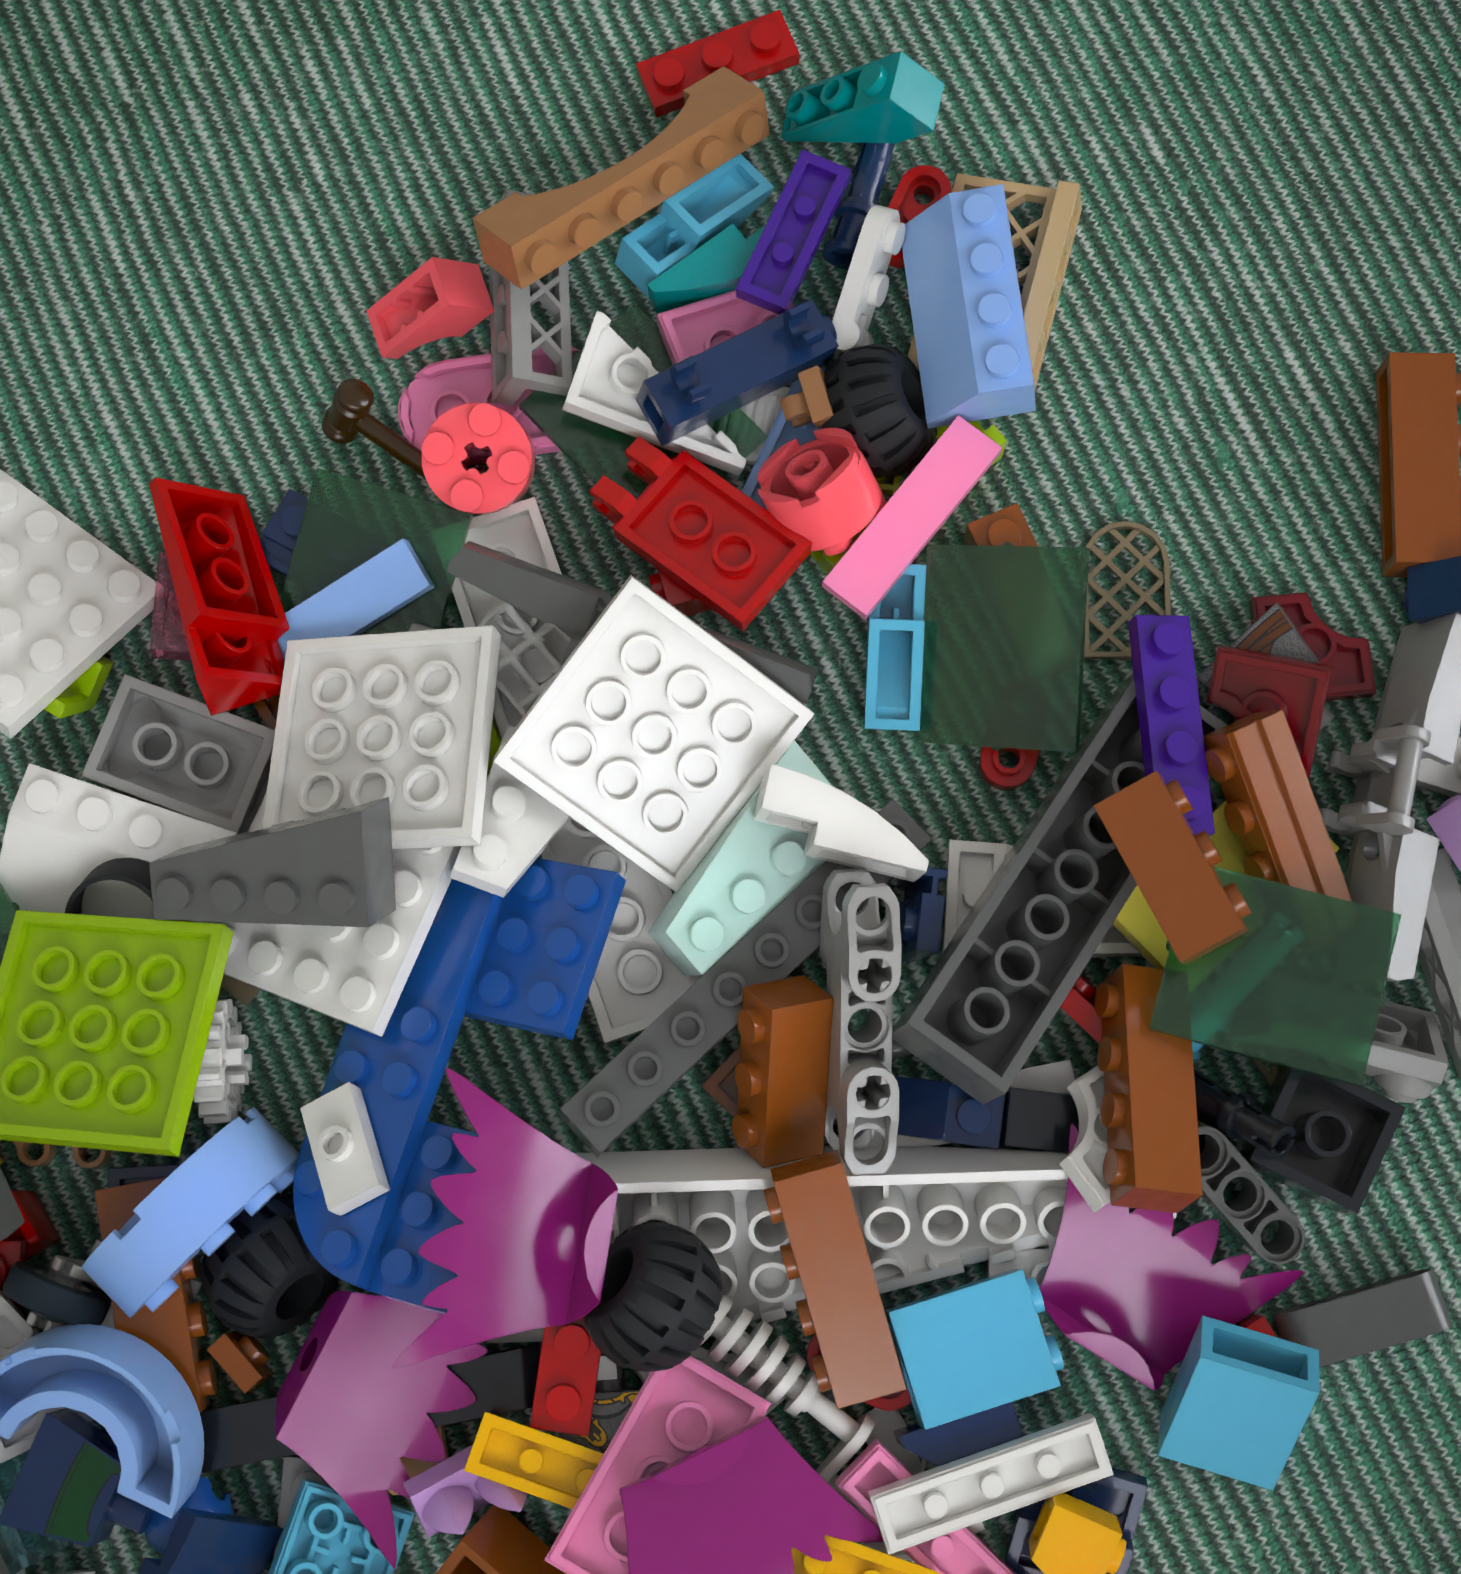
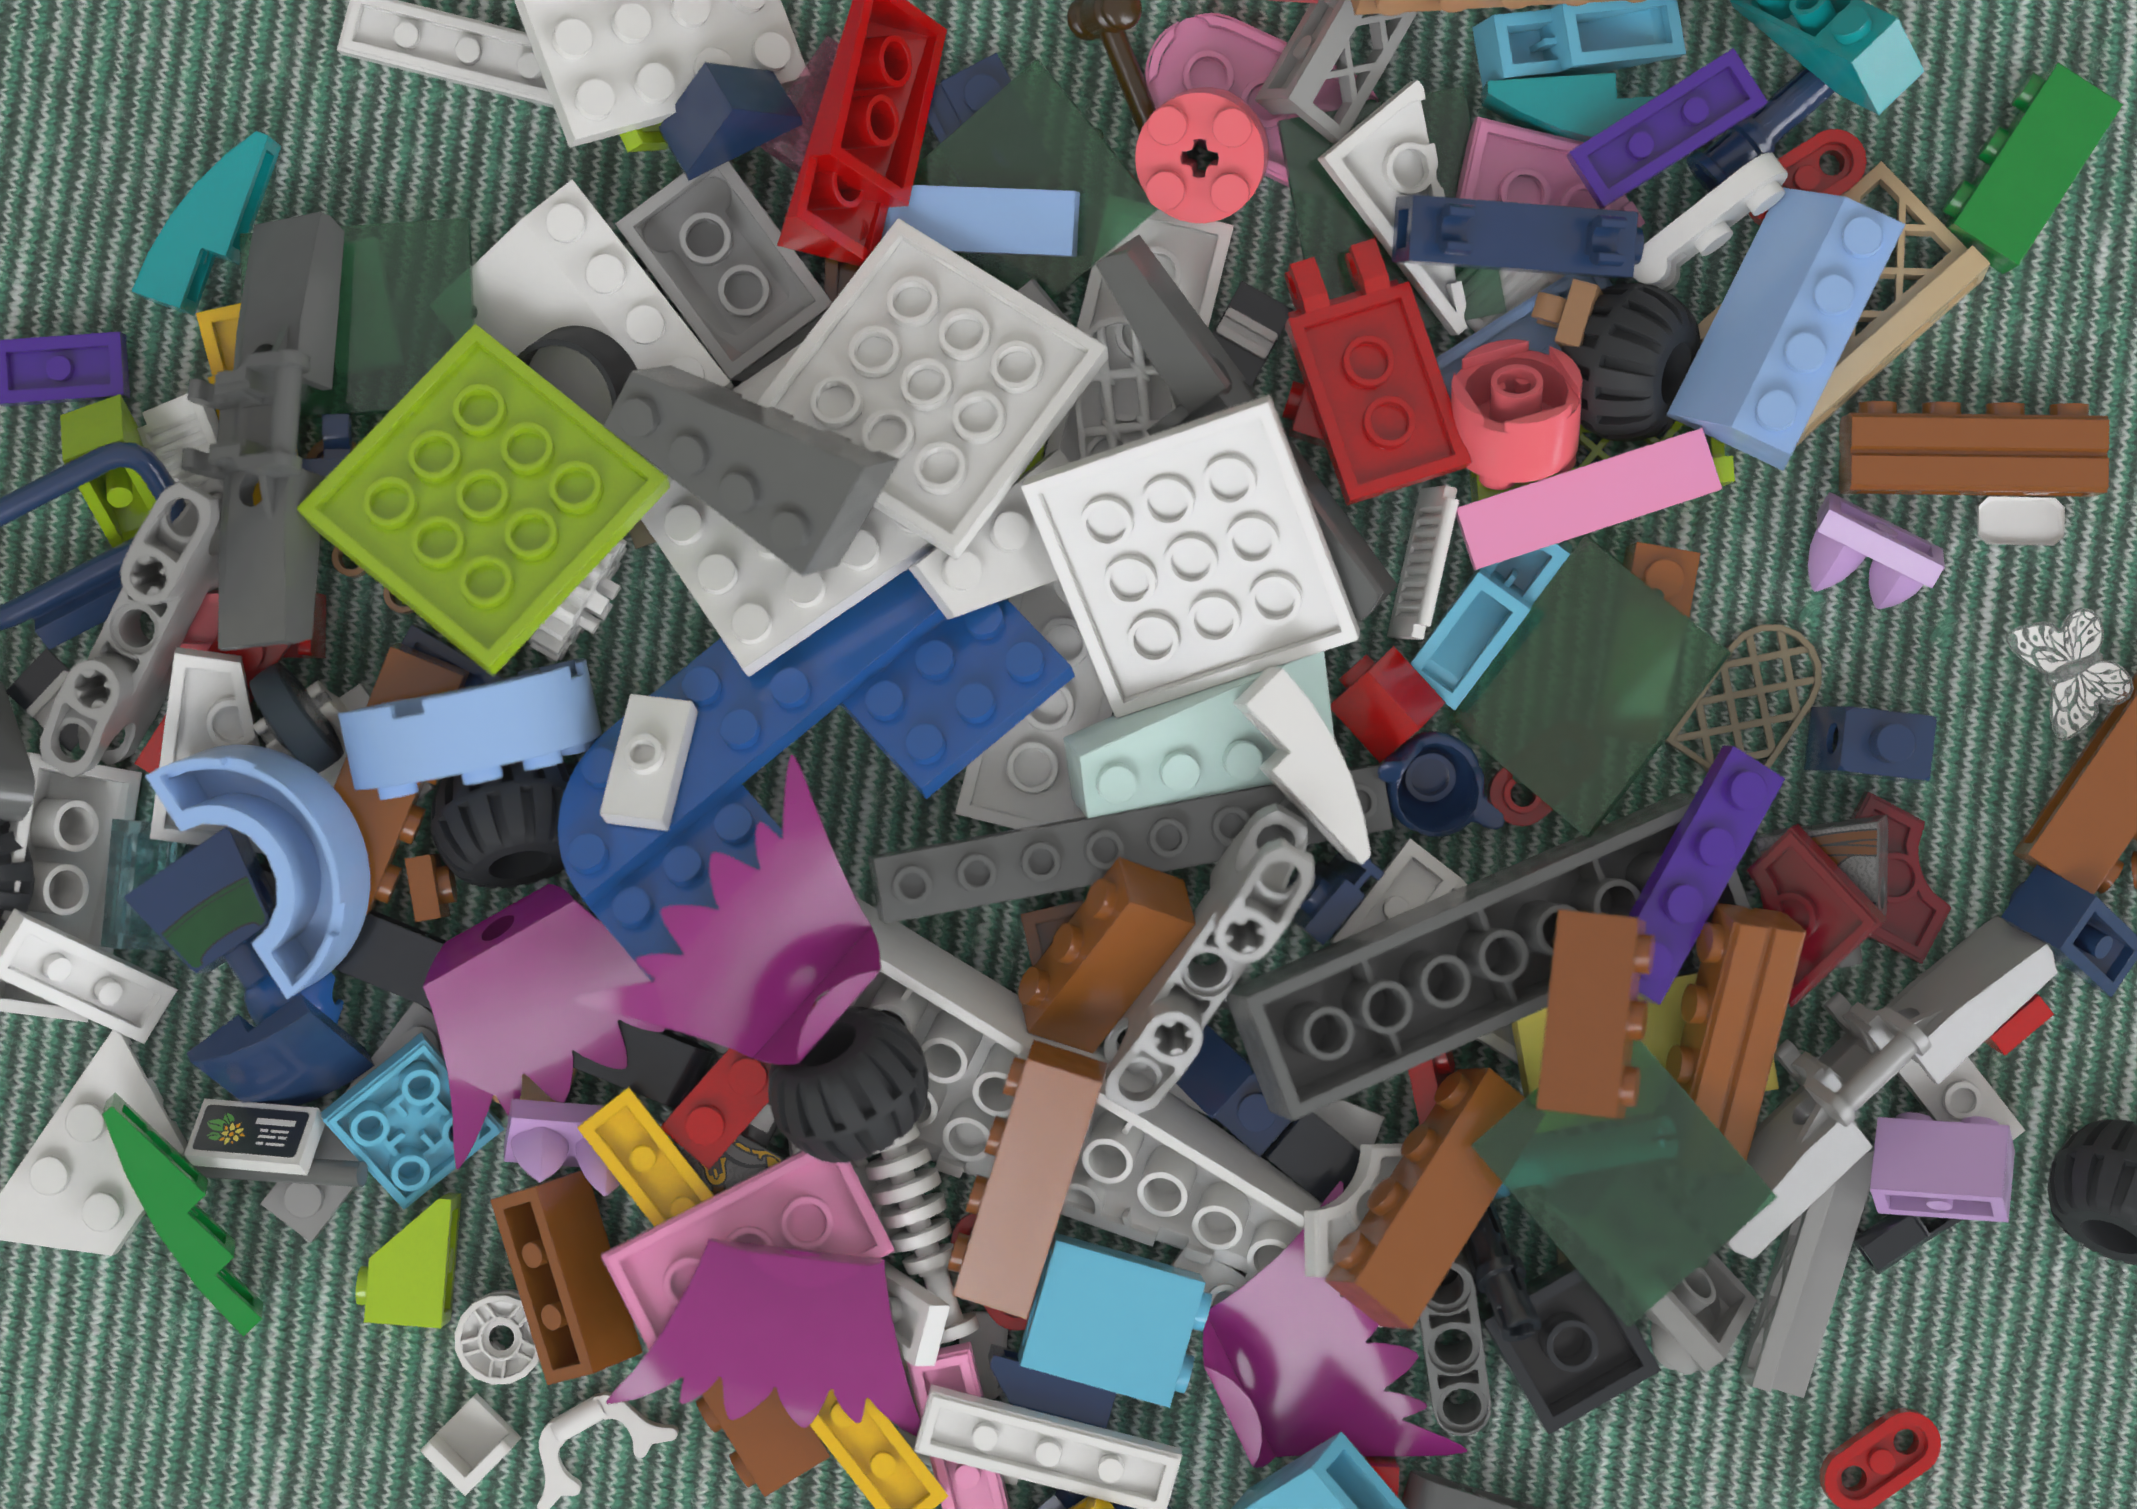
camera: 30 degrees right, 10 degrees up
(114, 647) = (726, 115): none -> dark blue slope
(595, 560) = (1251, 329): none -> black piece
(823, 1446) = (916, 1316): none -> white plate
(826, 640) = (1423, 562): none -> white window
(865, 756) = (1385, 702): none -> red brick
(944, 790) = (1437, 786): none -> dark blue hair
(1060, 108) = (2029, 165): none -> green brick
(1112, 435) = (1851, 534): none -> lavender tile
(1158, 320) = (1974, 452): none -> dark orange brick
(1223, 348) = (2020, 521): none -> white piece
(1236, 558) = (1871, 743): none -> dark blue torso
(1332, 419) = (2072, 669): none -> animal

